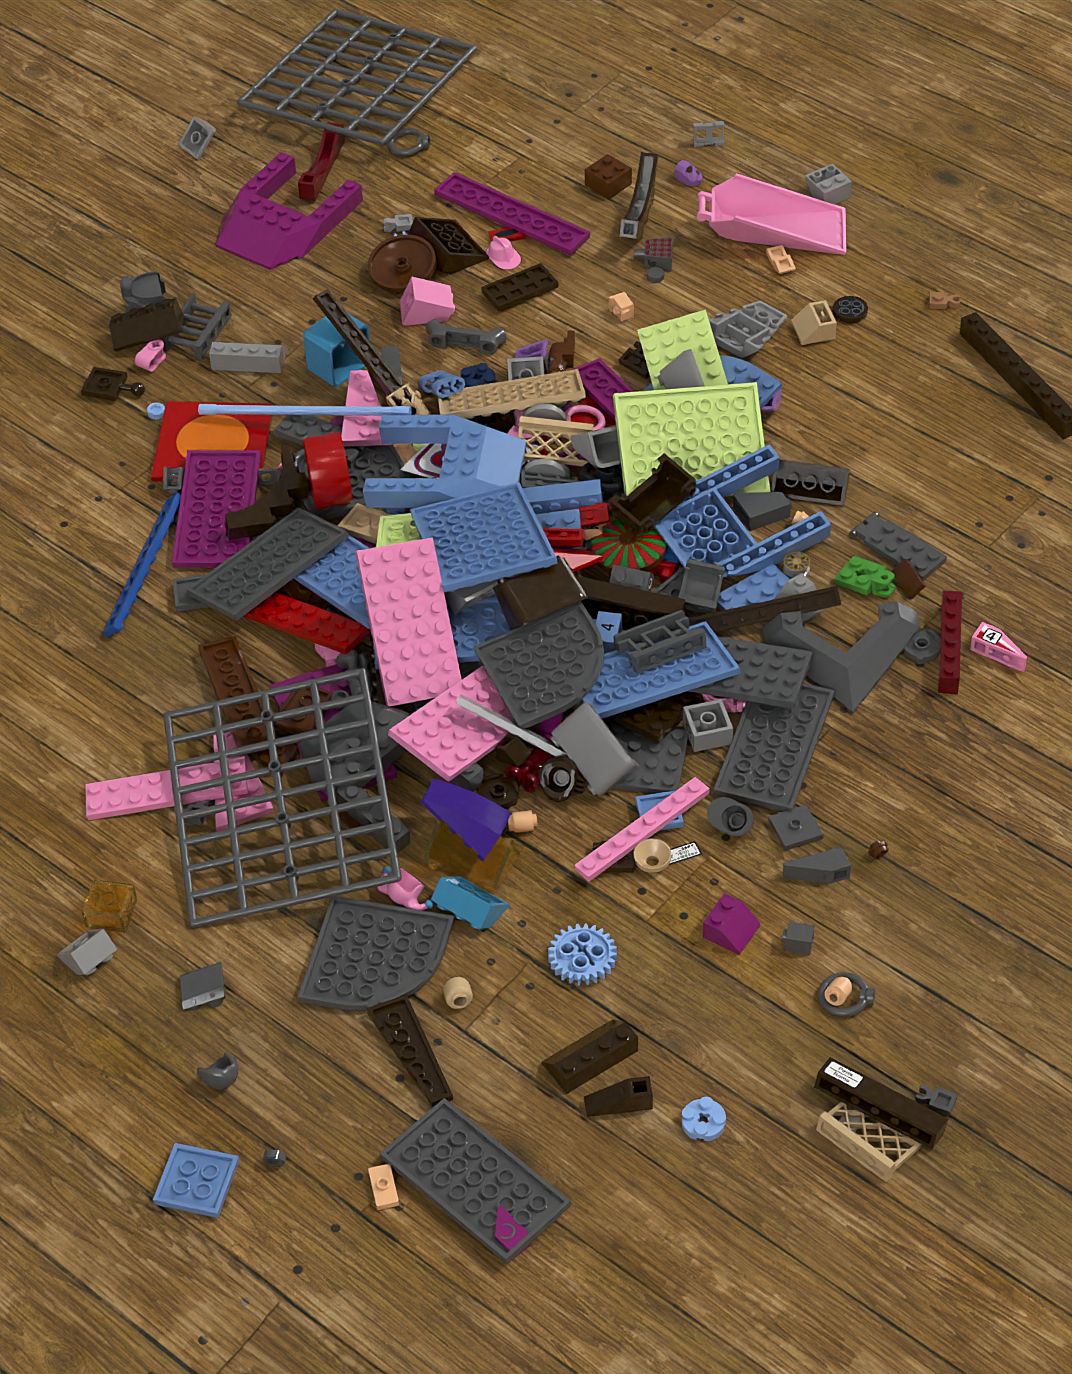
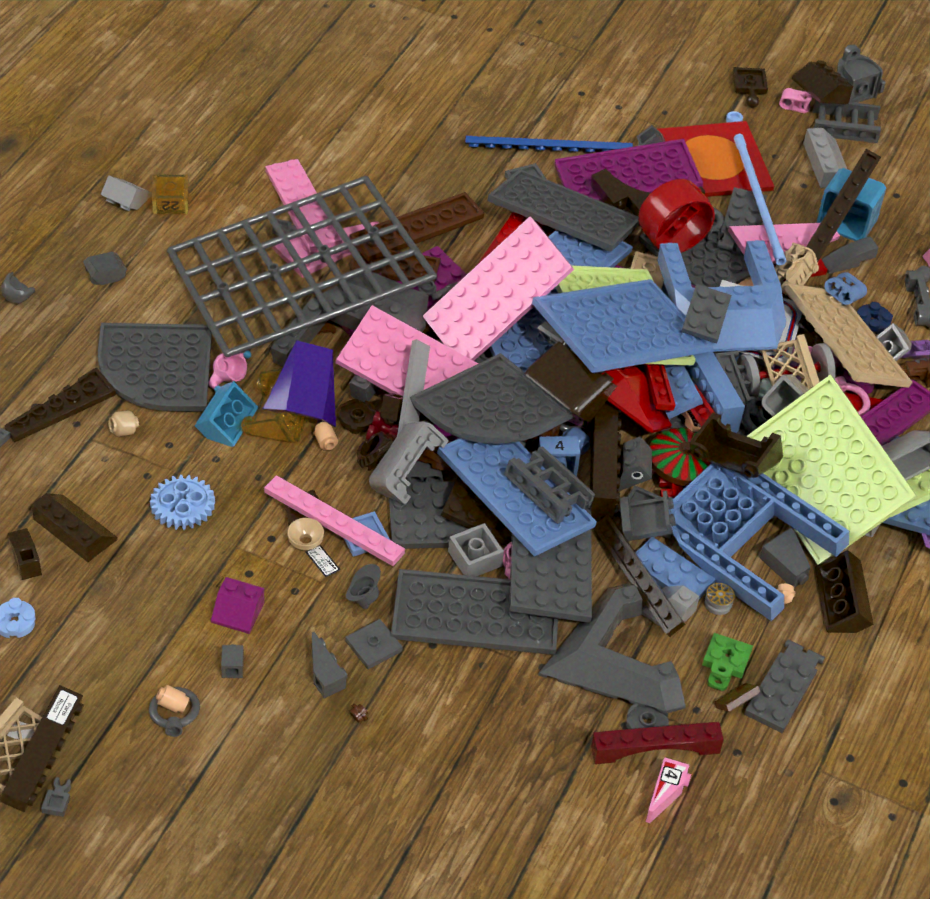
camera: 70 degrees right, 0 degrees up
(484, 472) = (706, 313): none -> dark grey plate

